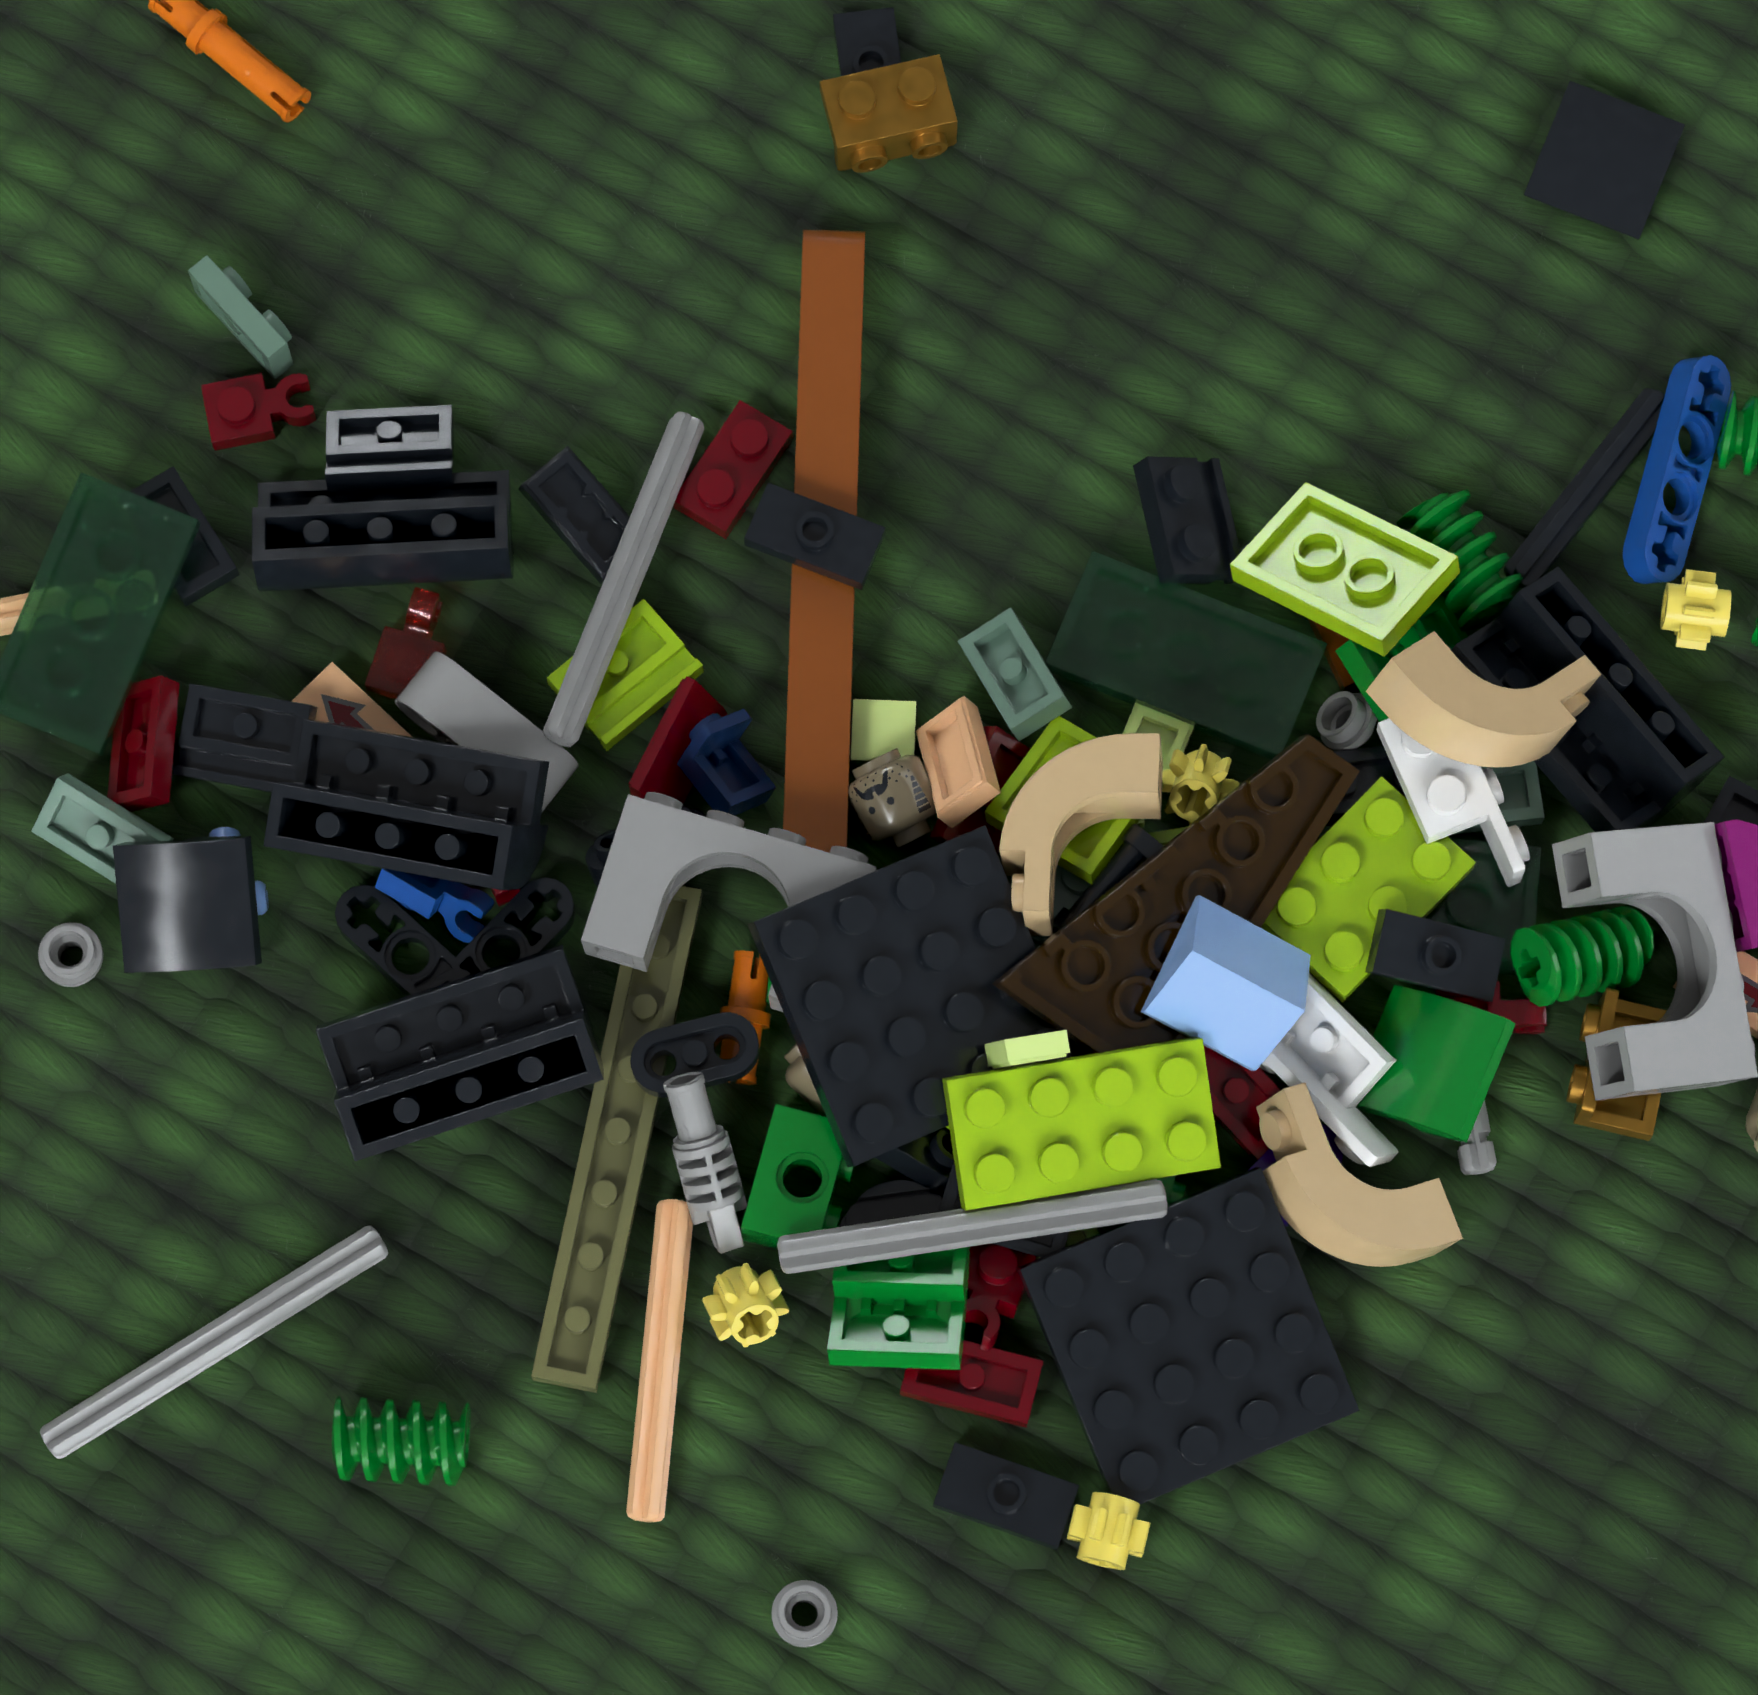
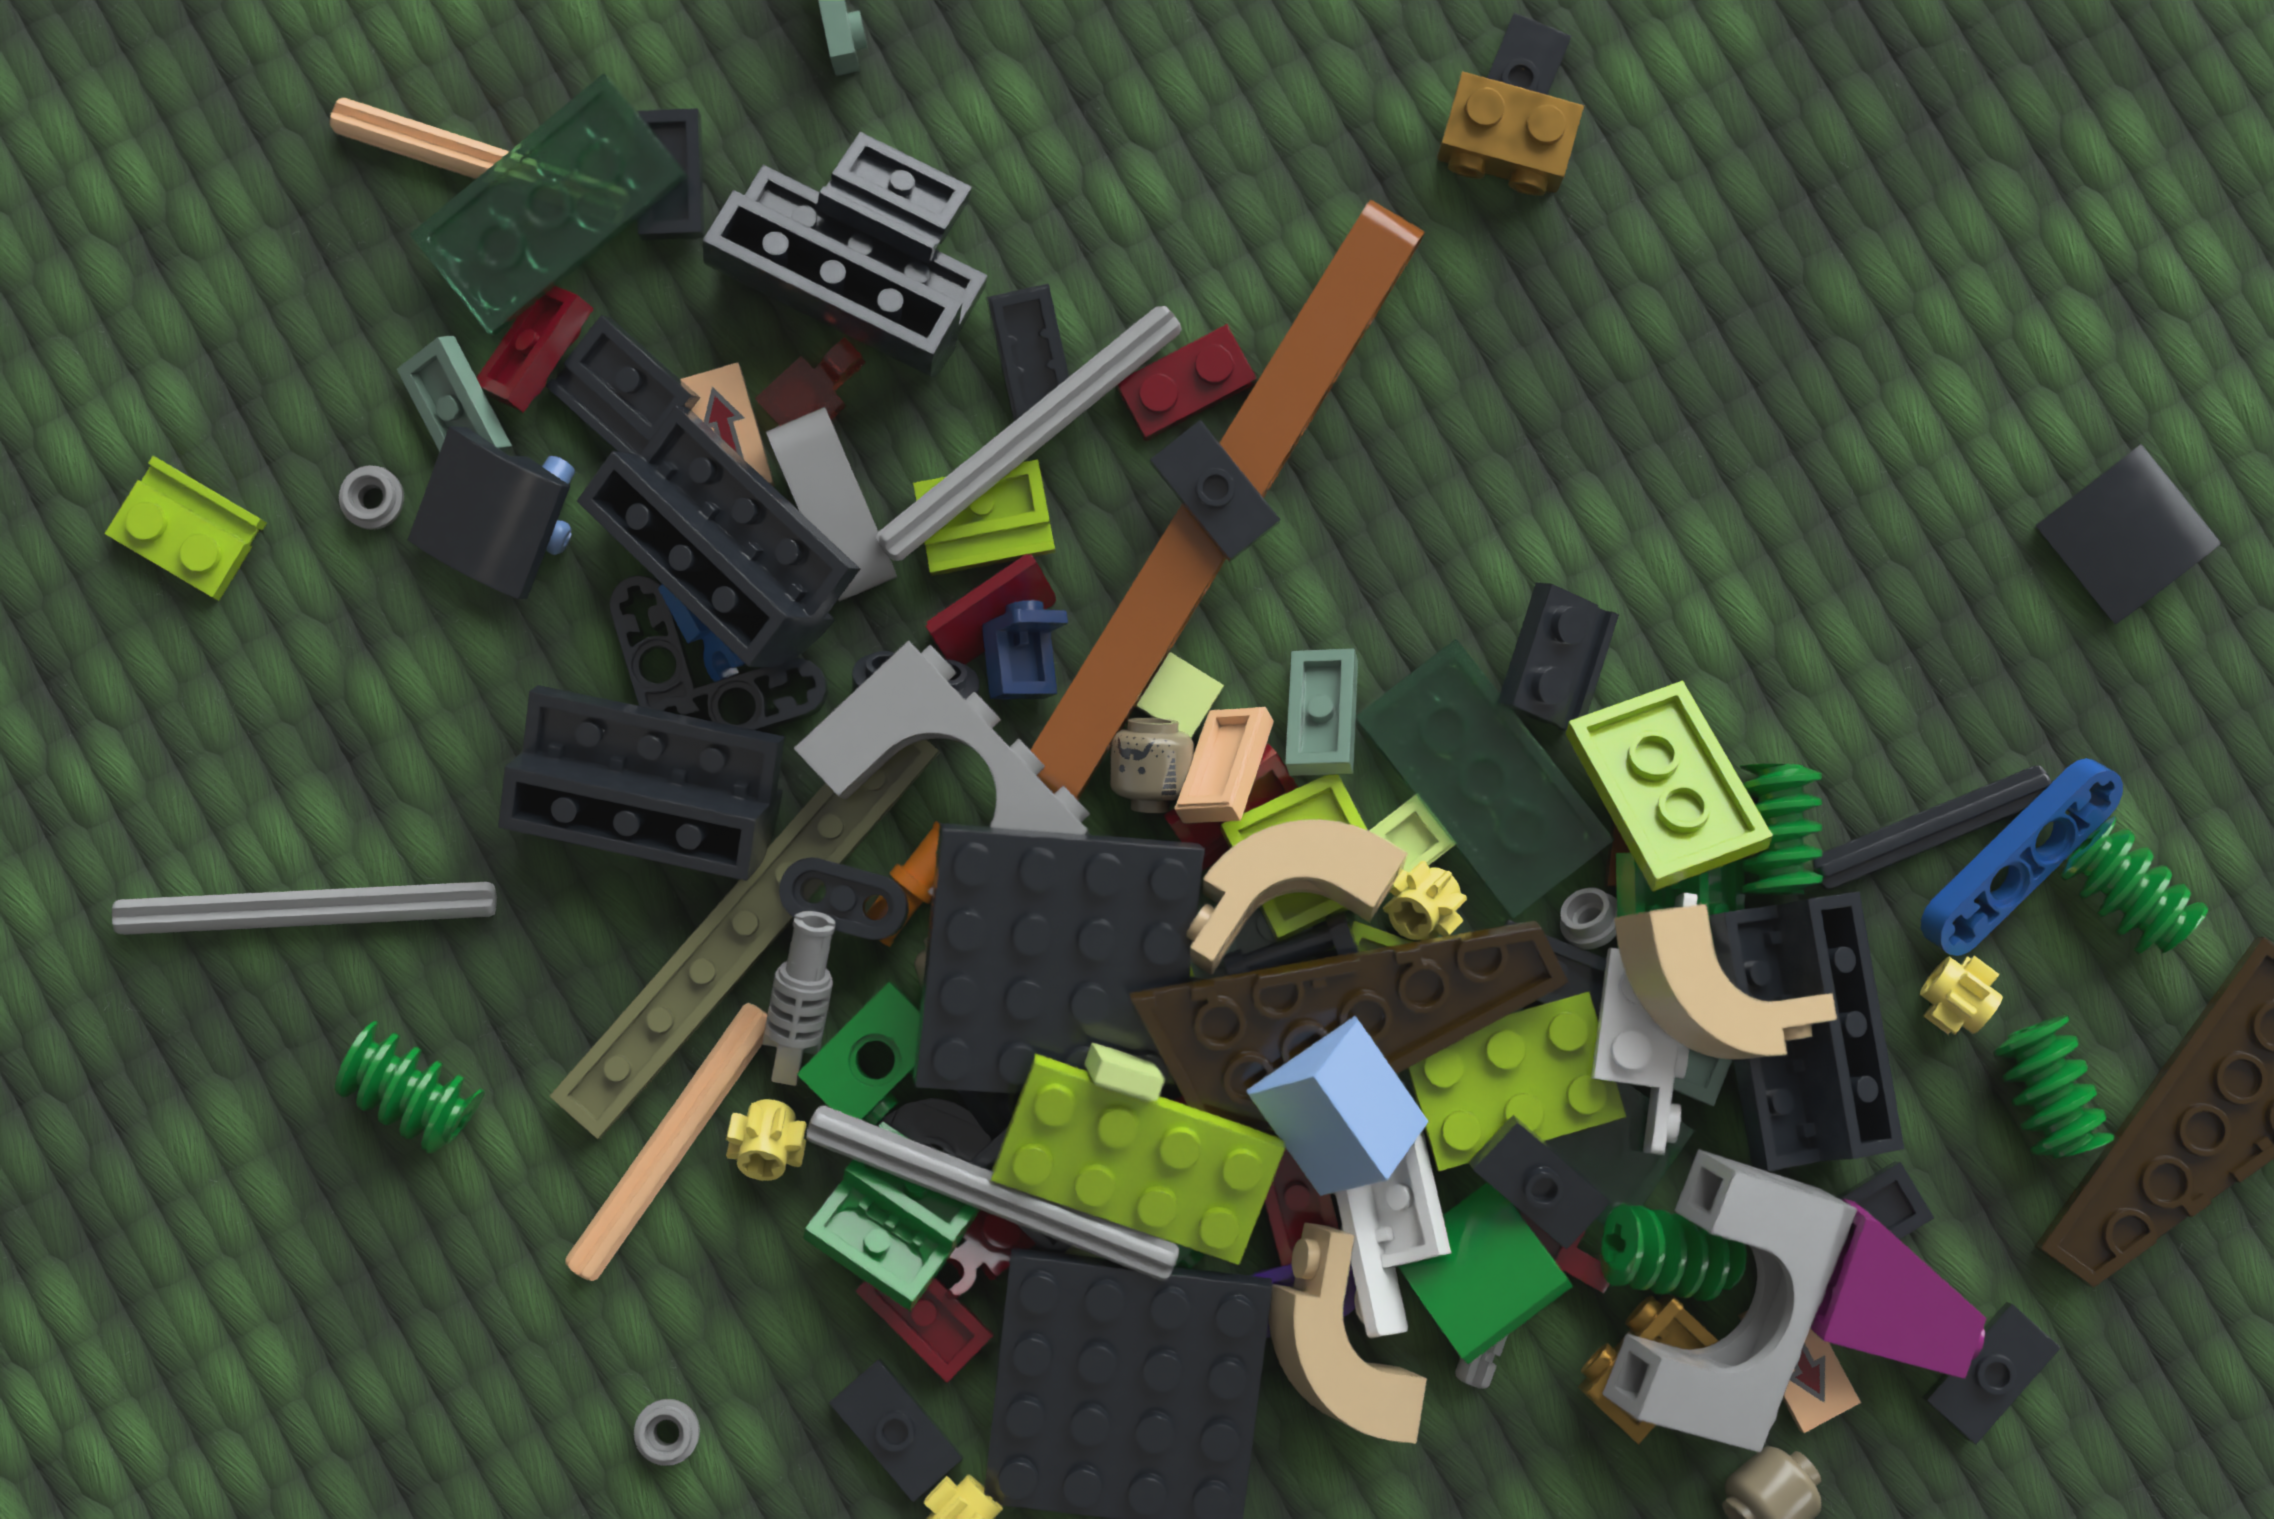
camera: 30 degrees right, 10 degrees up
(244, 411) = (793, 90): dark red plate -> none

